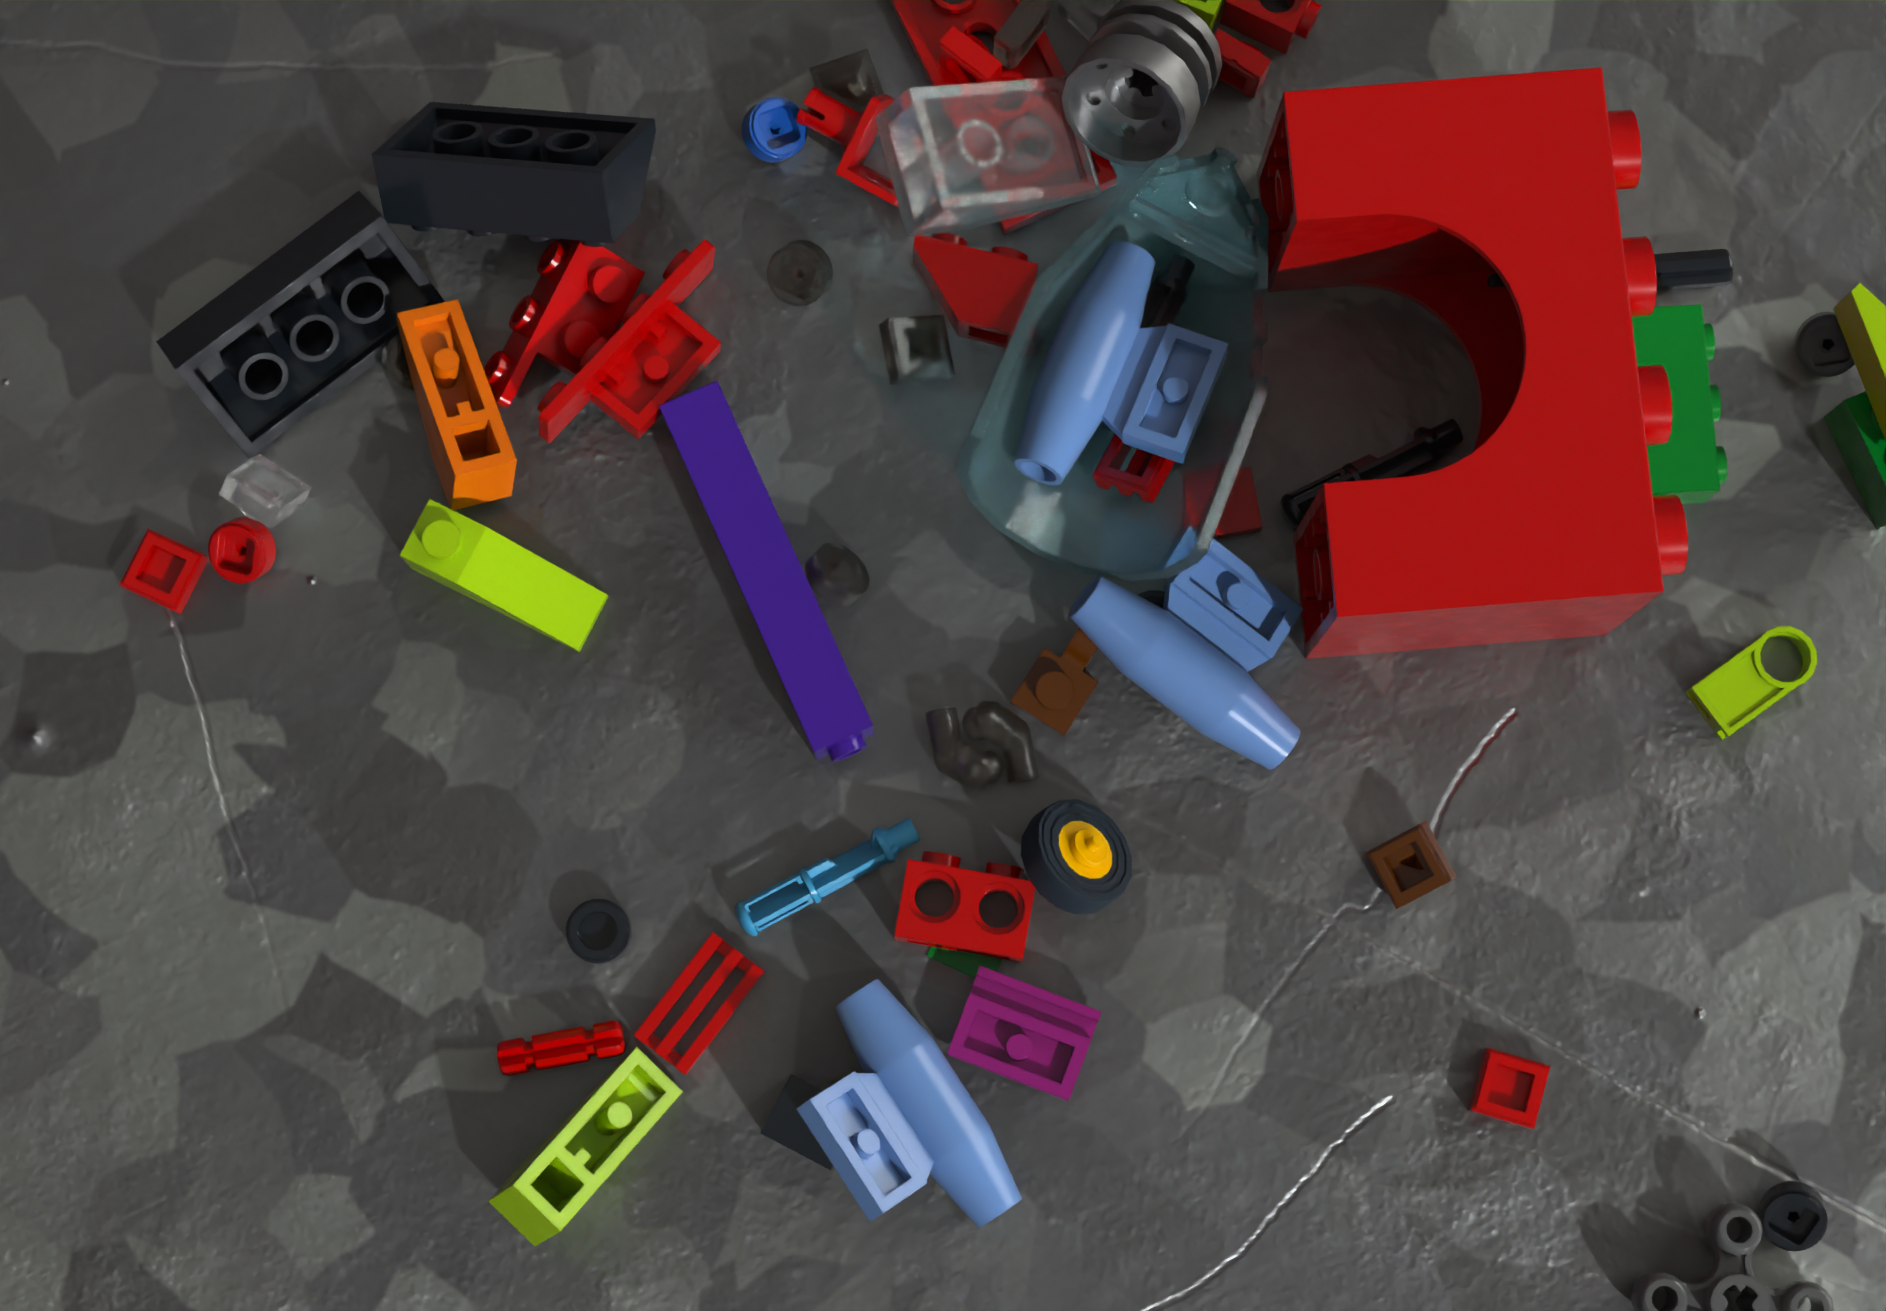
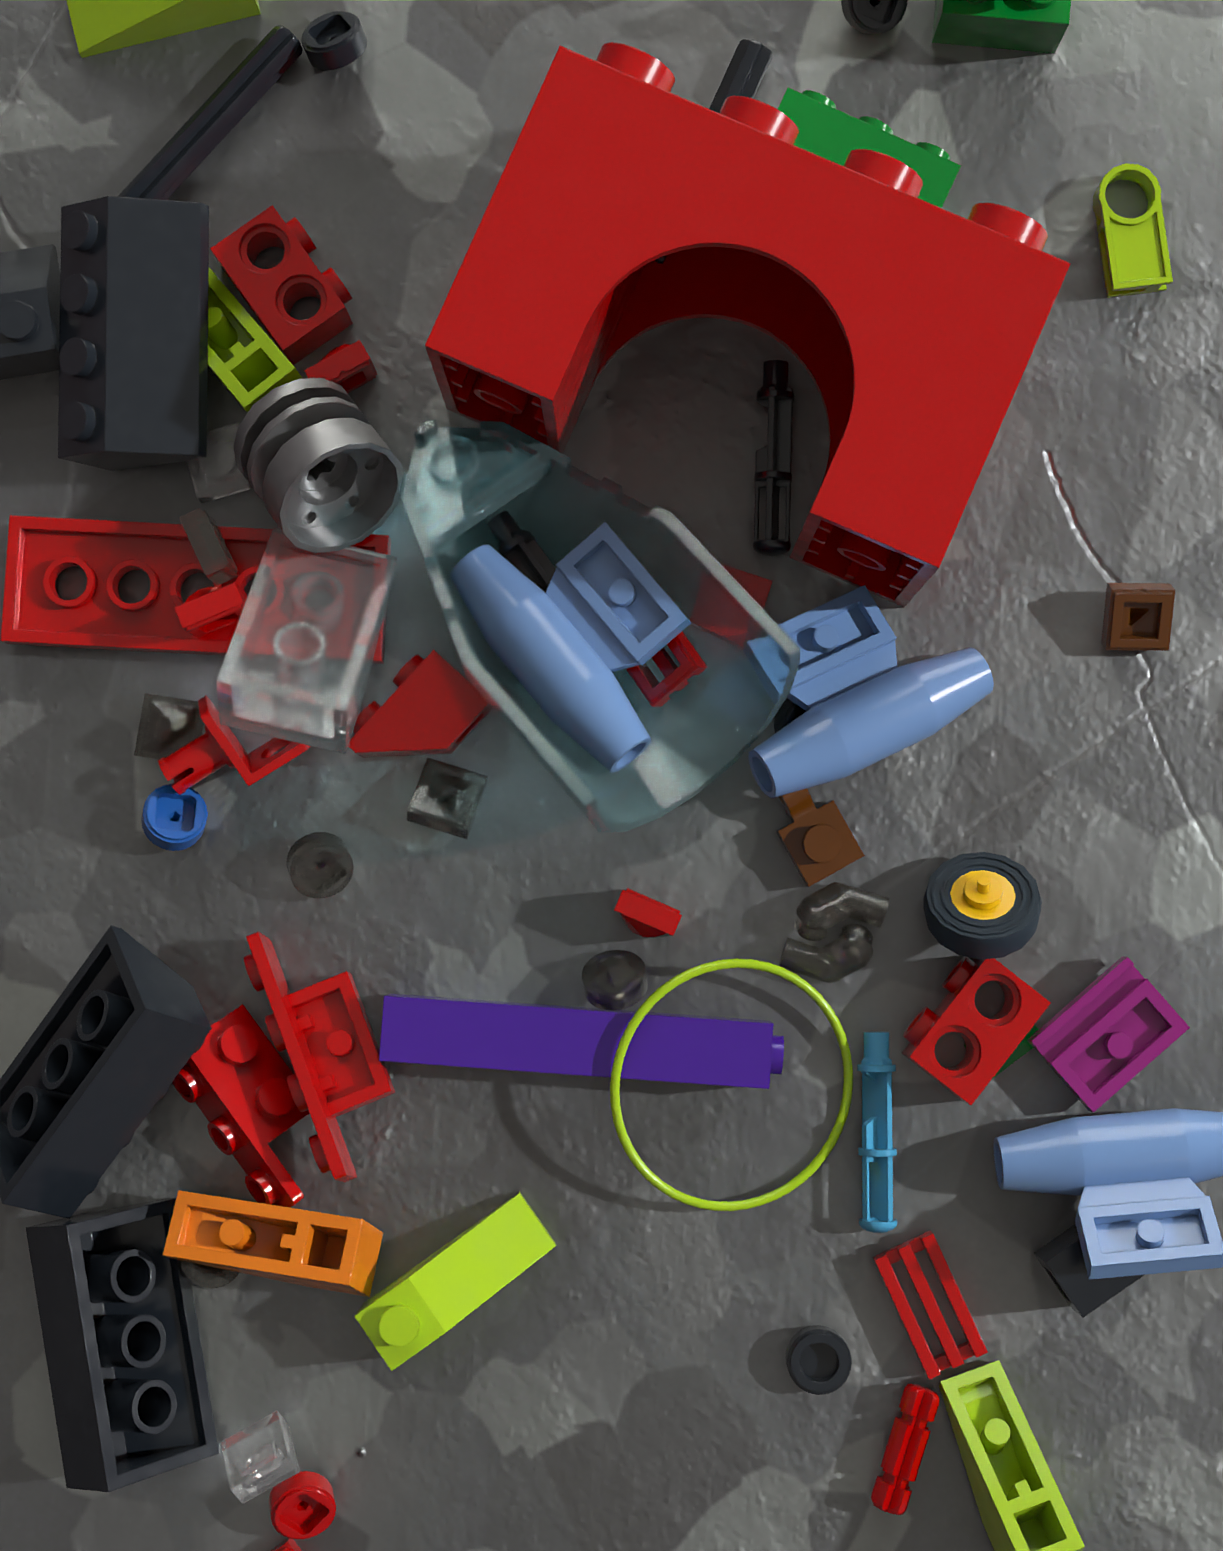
camera: 55 degrees left, 5 degrees up
(814, 604) = (622, 1049): none -> lime piece
(908, 571) = (645, 915): none -> red tile

